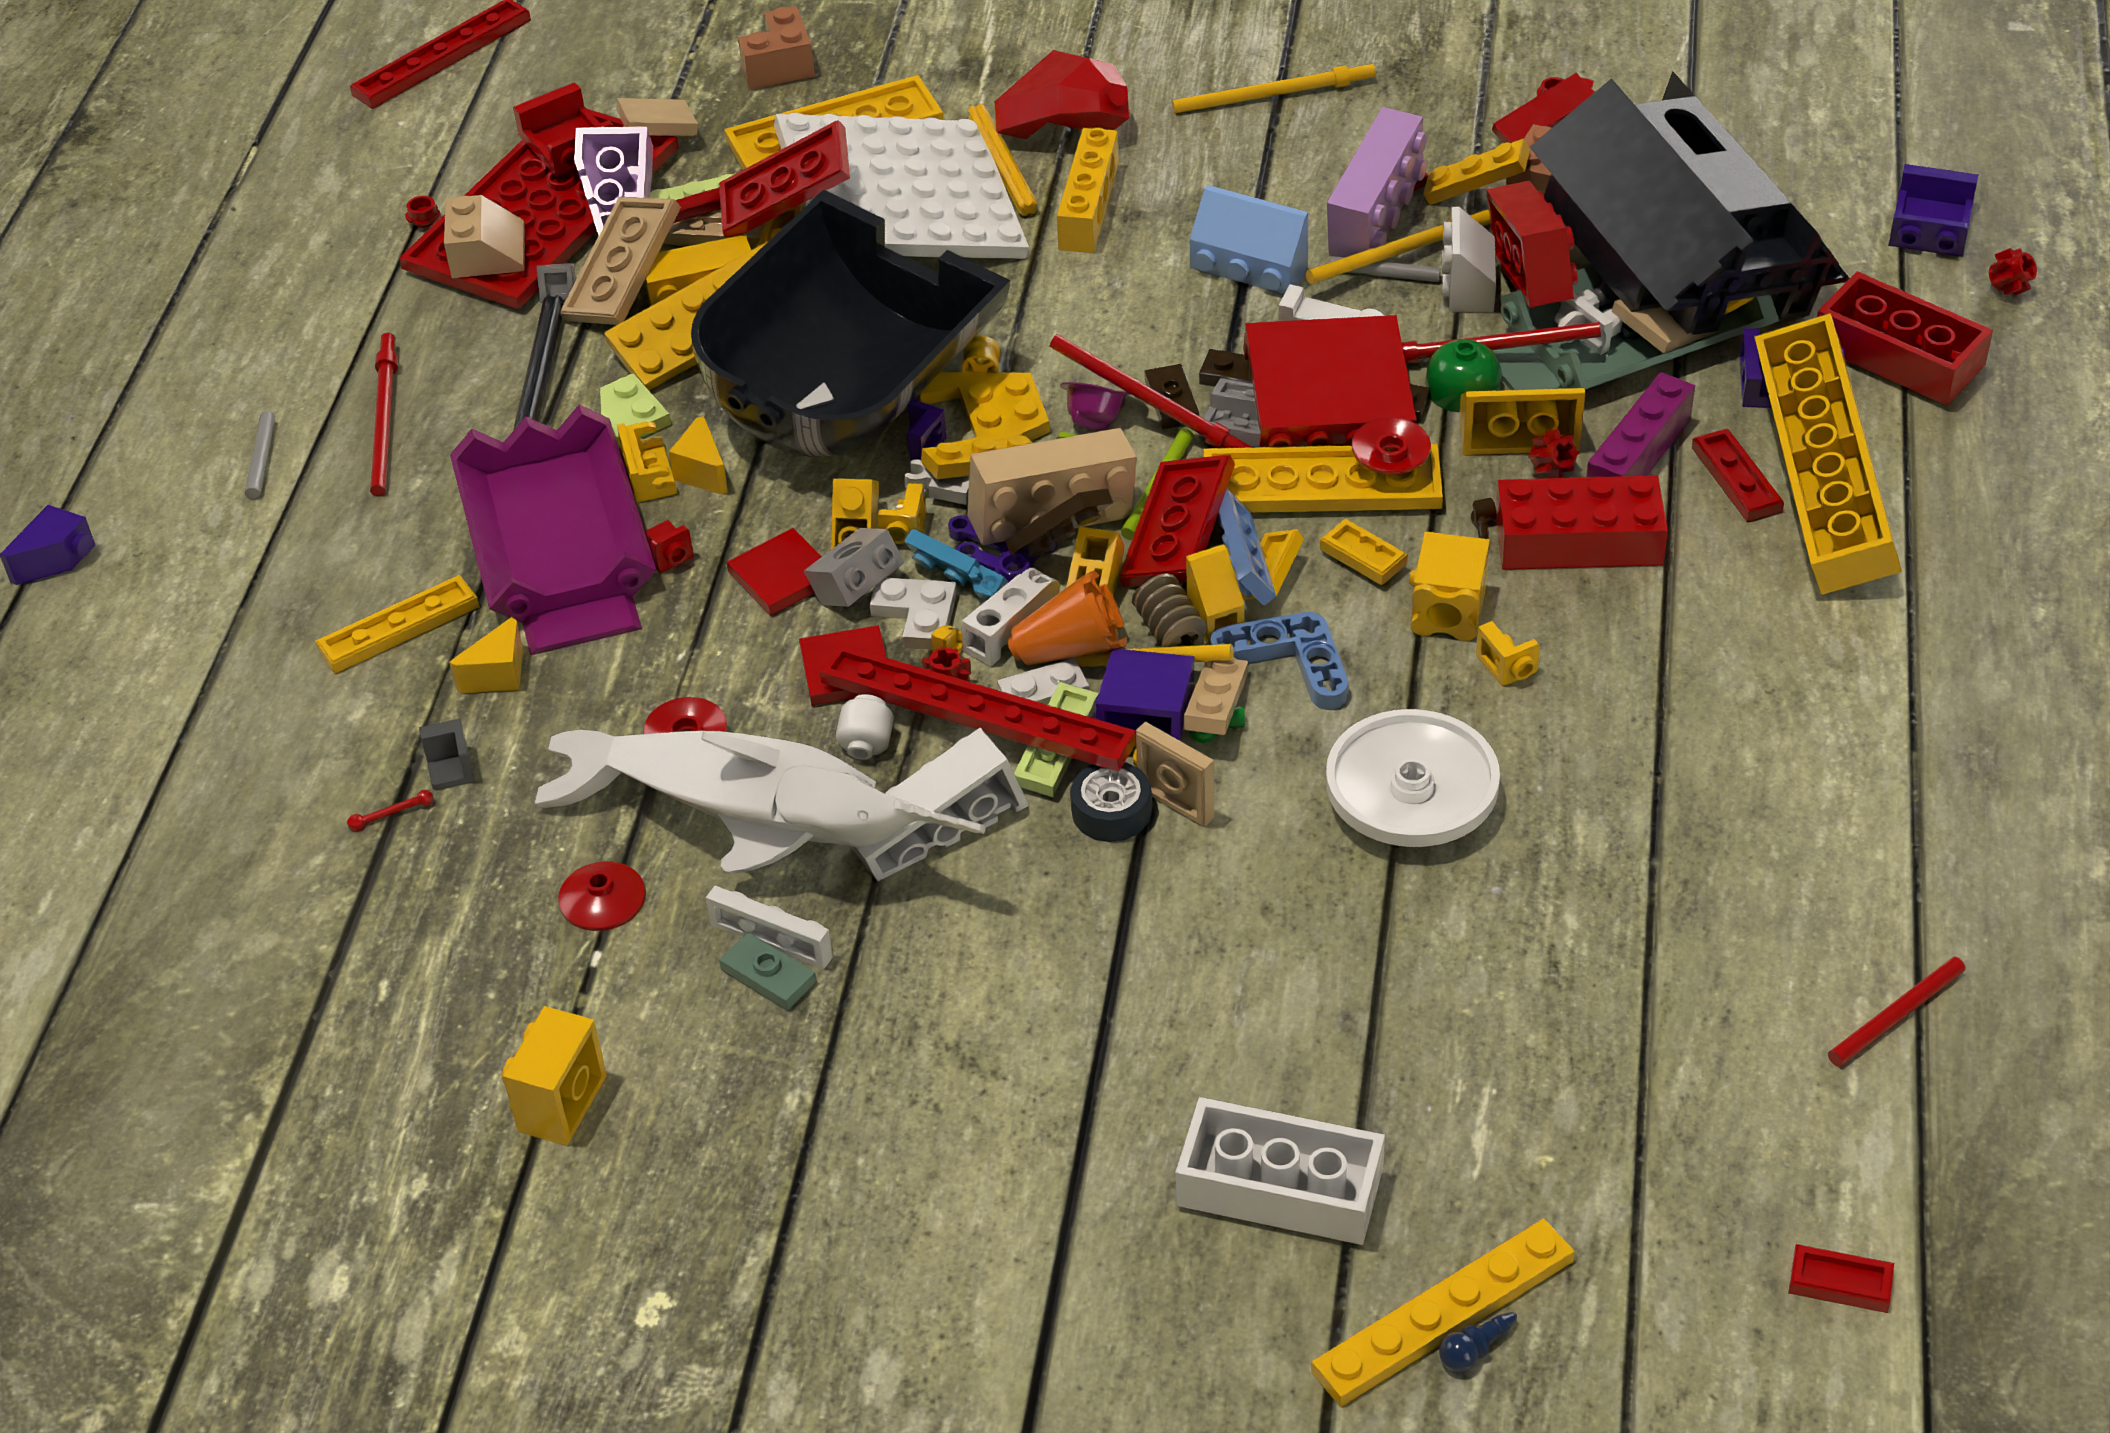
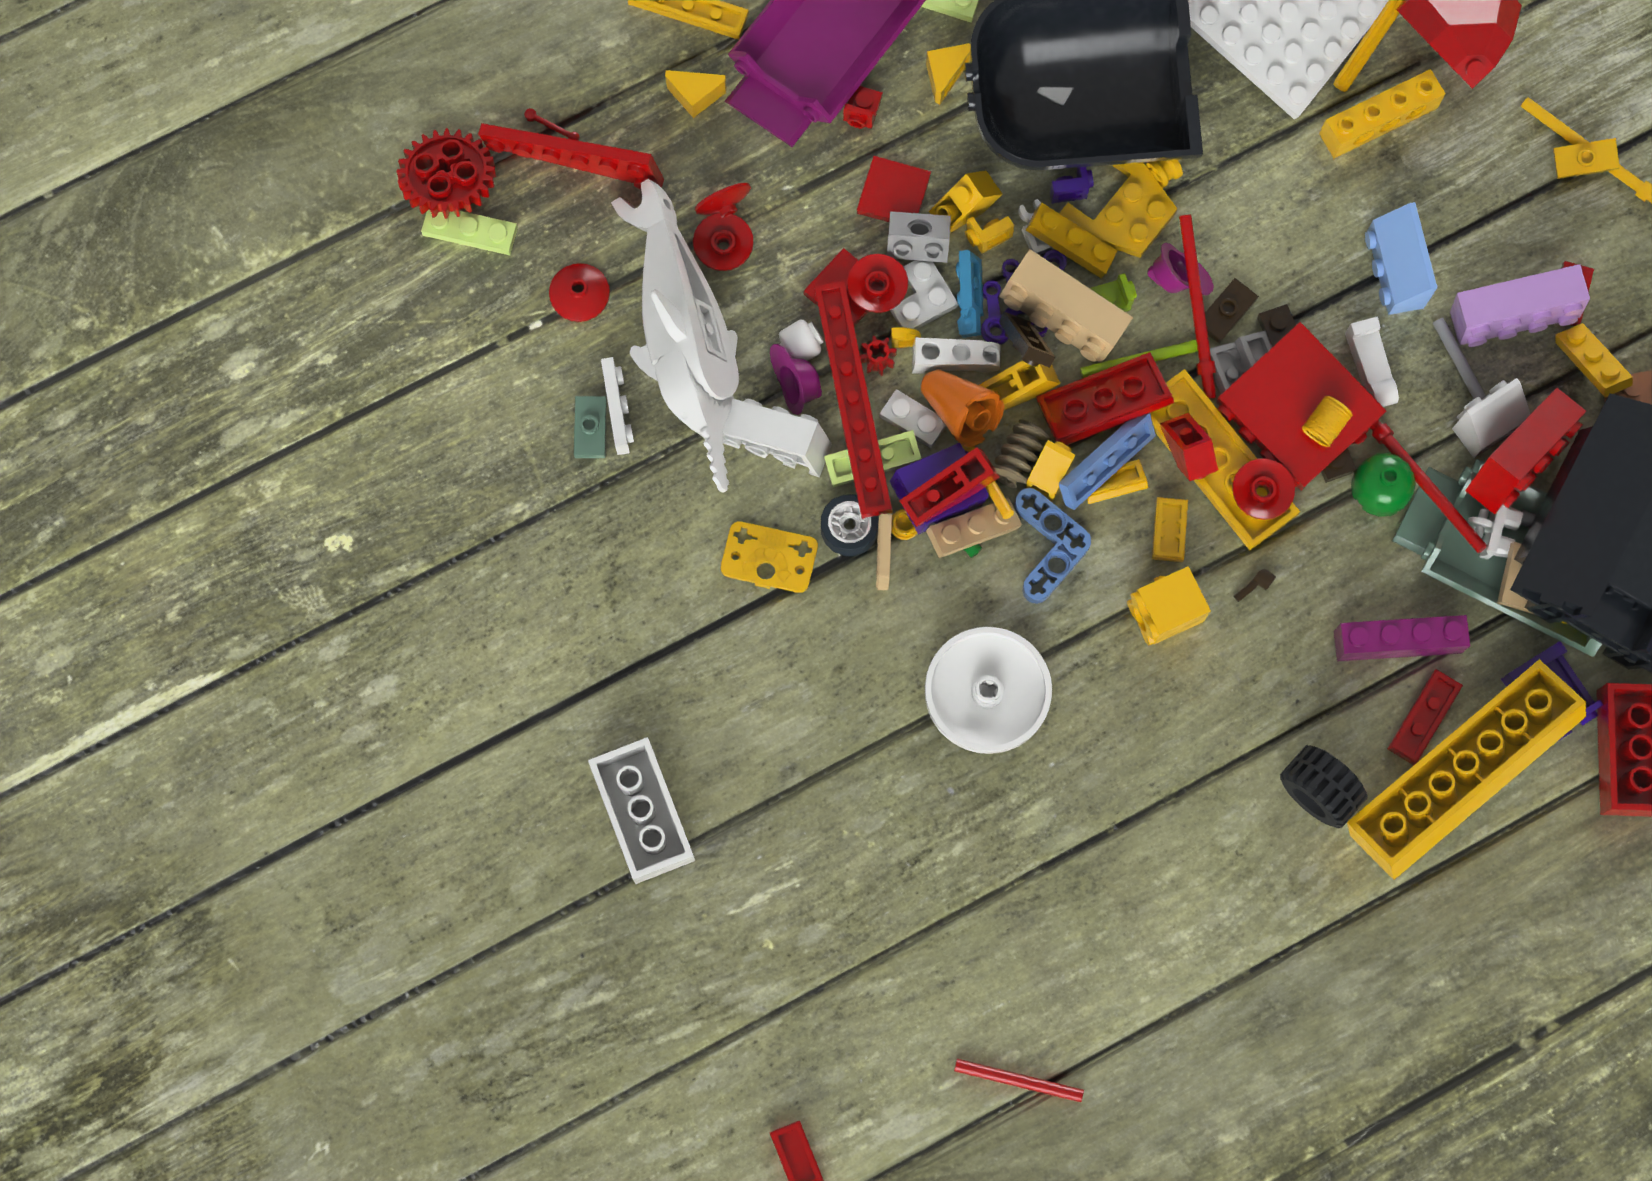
camera: 50 degrees right, 30 degrees up
(337, 925) = (446, 173): none -> red gear
(421, 951) = (472, 231): none -> yellowish green plate
(446, 754) = (609, 125): dark grey panel -> none
(470, 781) = (580, 155): none -> red wing
(554, 1075) = (424, 378): yellow brick -> none
(644, 694) = (723, 201): none -> red dish
(646, 462) = (922, 34): yellow hinge -> none
(870, 620) = (882, 270): none -> red dish
(893, 746) = (797, 379): none -> magenta piece
(1070, 886) = (769, 548): none -> yellow axle
(1160, 659) = (950, 487): none -> red slope
(1271, 91) = (1586, 158): none -> yellow plate
(1295, 474) = (1190, 447): none -> red slope
(1368, 352) = (1327, 421): none -> yellow piece
(1384, 251) = (1538, 380): yellow bar -> none
(1441, 1310) = (623, 956): yellow plate -> none
(1461, 1349) = (599, 983): dark blue bar -> none
(1503, 658) = (1140, 671): yellow bracket -> none
(1511, 418) = (1363, 549): yellow slope -> none
(1553, 454) = (1345, 591): red gear -> none
(1581, 522) = (1293, 648): red brick -> none
(1756, 561) = (1323, 786): none -> black tyre

